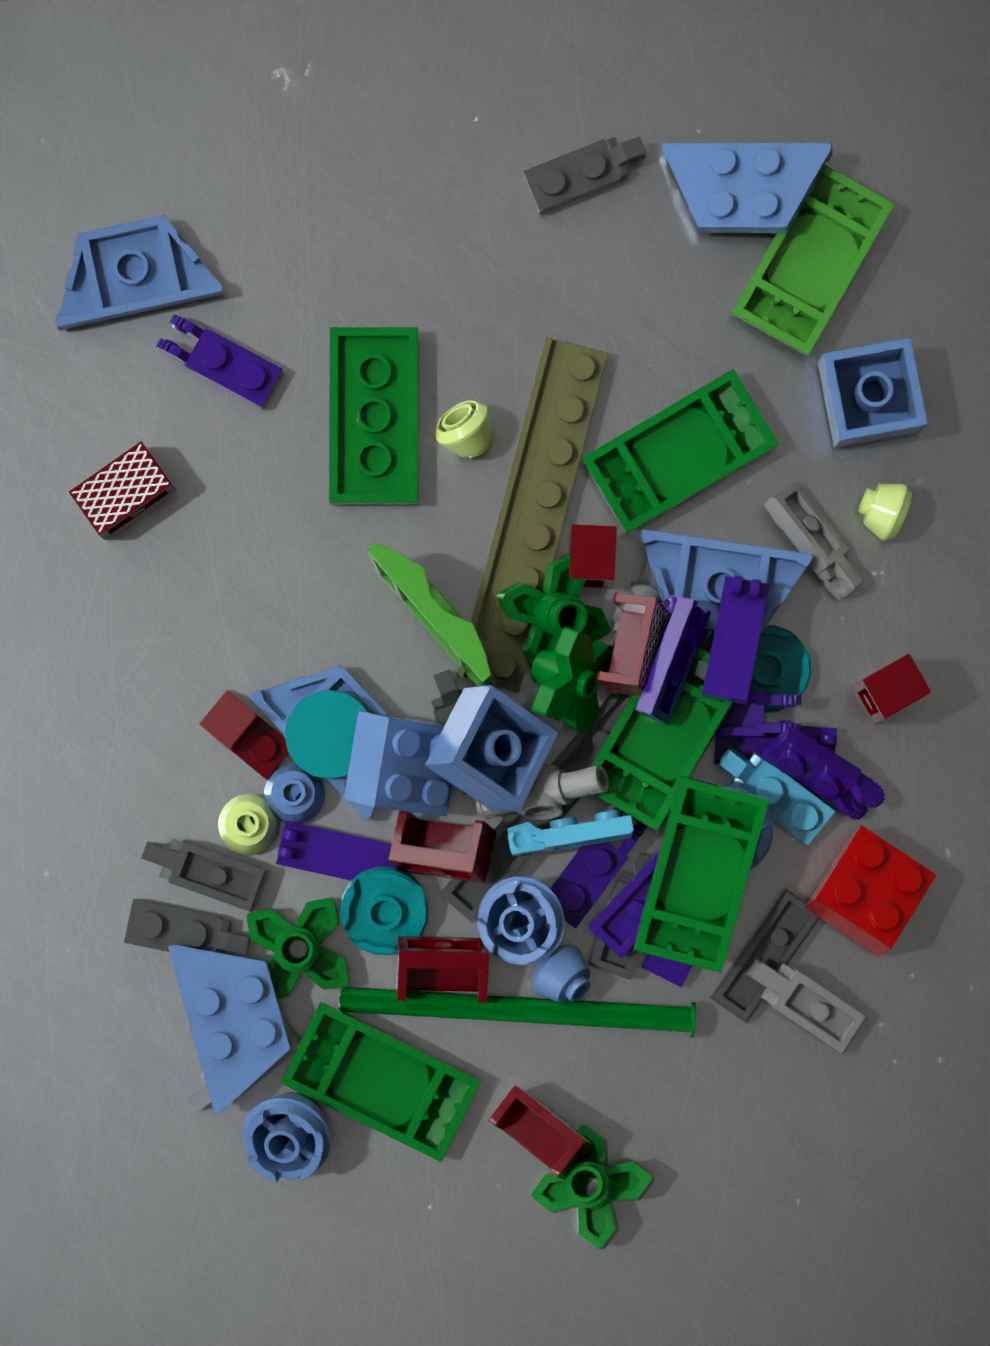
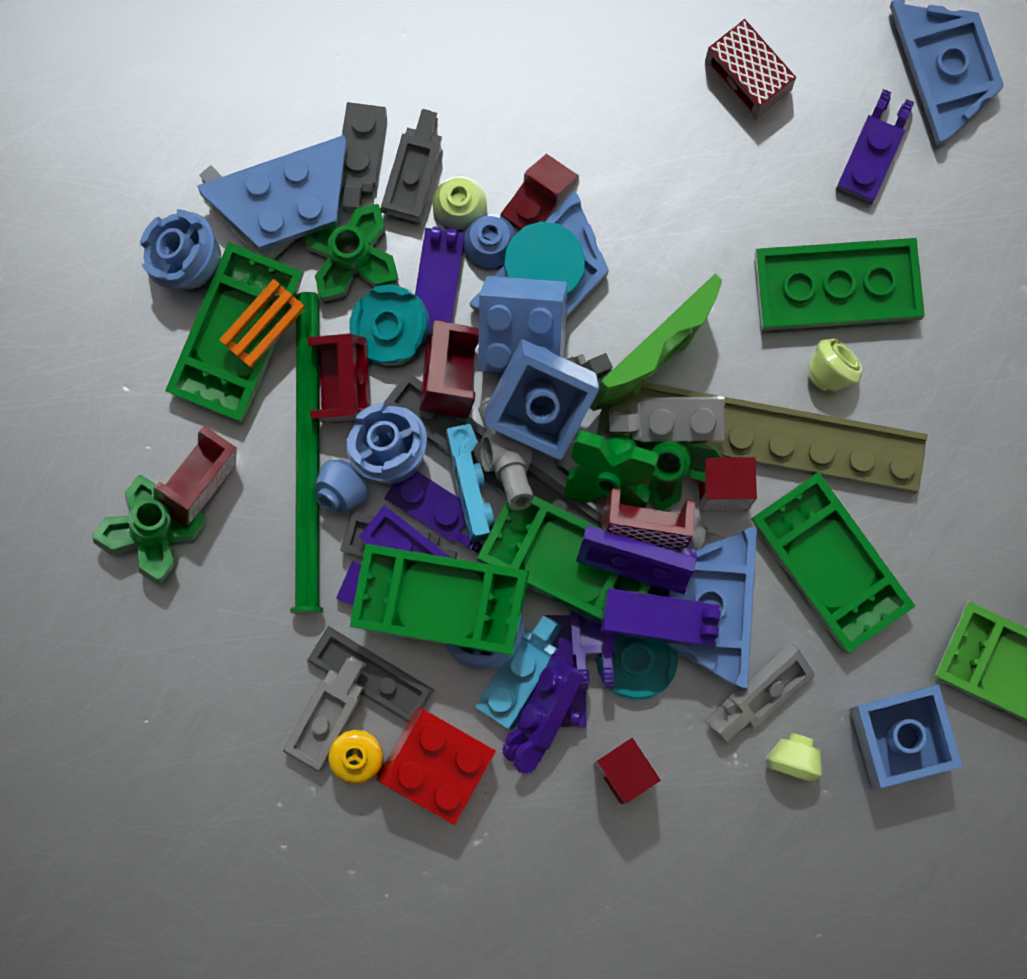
camera: 85 degrees right, 5 degrees down
(404, 1077) = (251, 312): none -> orange tile
(520, 609) = (673, 419): none -> light grey hinge
(840, 972) = (368, 766): none -> yellow head

